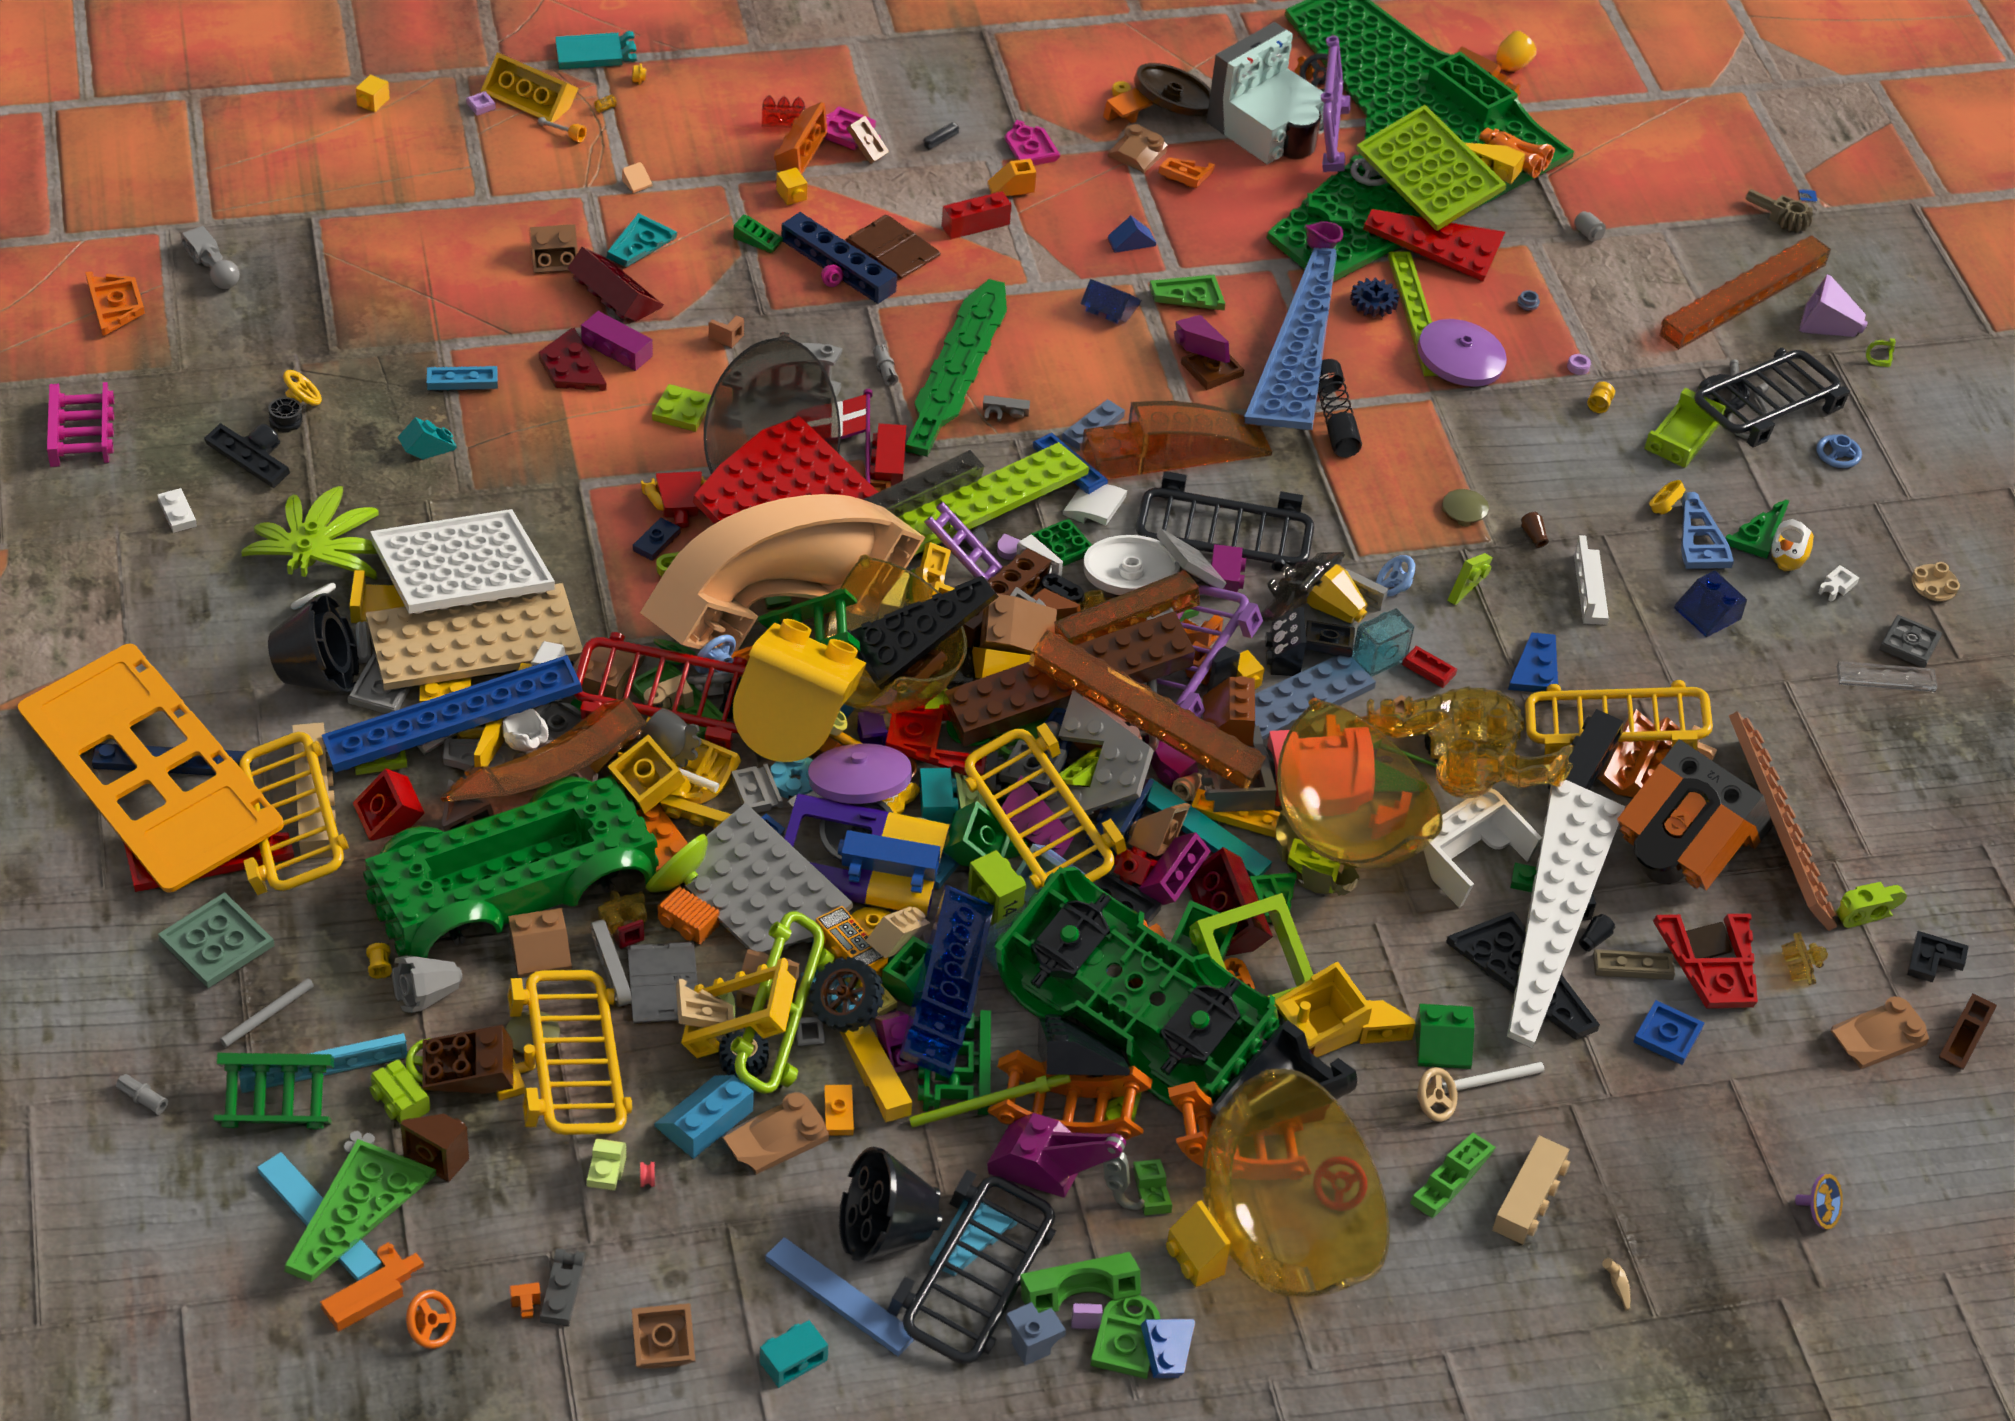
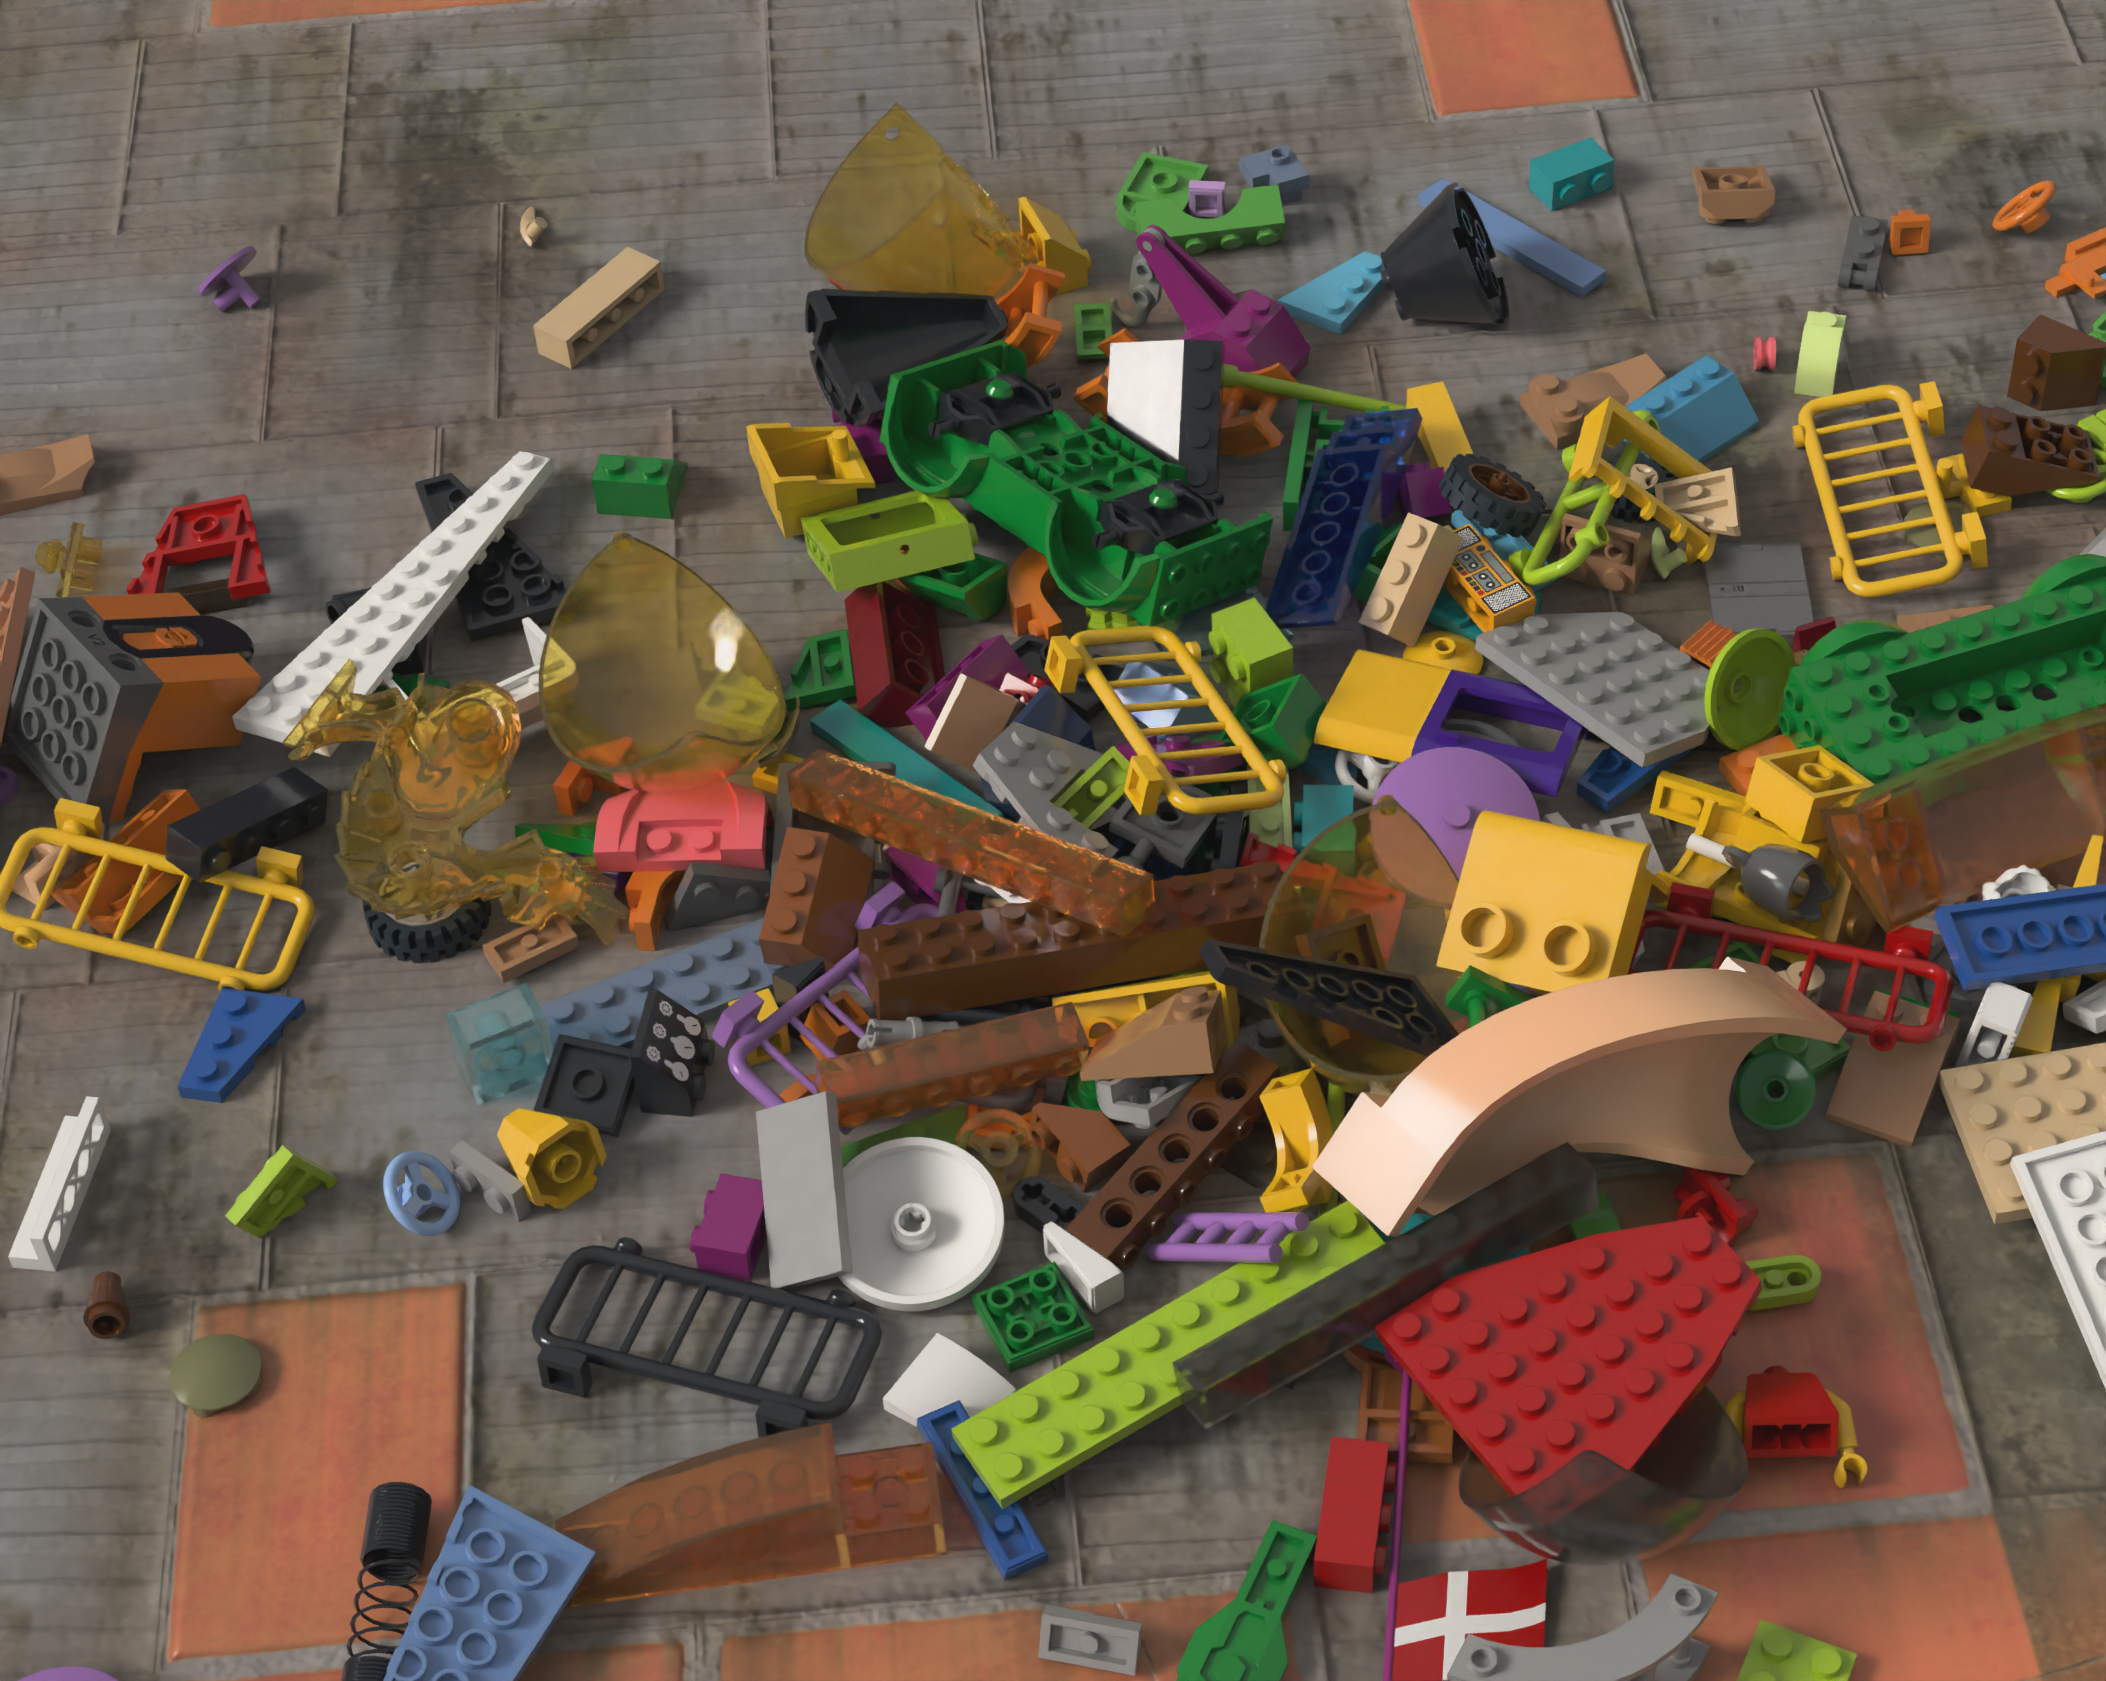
camera: 165 degrees left, 0 degrees up
(610, 962) = (1831, 586): light grey beam -> none
(656, 538) = (1827, 1345): dark blue plate -> none
(839, 1110) = (1505, 428): light orange plate -> none
(889, 856) = (1416, 674): blue brick -> none
(914, 1302) = (1346, 296): black bar -> none
(1007, 547) = (1131, 1305): lavender tile -> none
(1103, 415) = (909, 1605): sand blue plate -> none
(1167, 1345) = (1110, 174): wing -> none
(1298, 583) = (613, 1196): clear smoke piece -> none
(1386, 1024) = (722, 496): yellow slope -> none
(1429, 666) = (424, 1032): red plate -> none
(1434, 1094) = (685, 406): tan piece -> none
(1452, 1175) = (689, 335): bright green slope -> none
(1497, 1076) = (596, 442): white bar -> none
(1633, 964) = (320, 574): dark tan tile -> none
(1669, 1032) = (319, 479): blue plate -> none

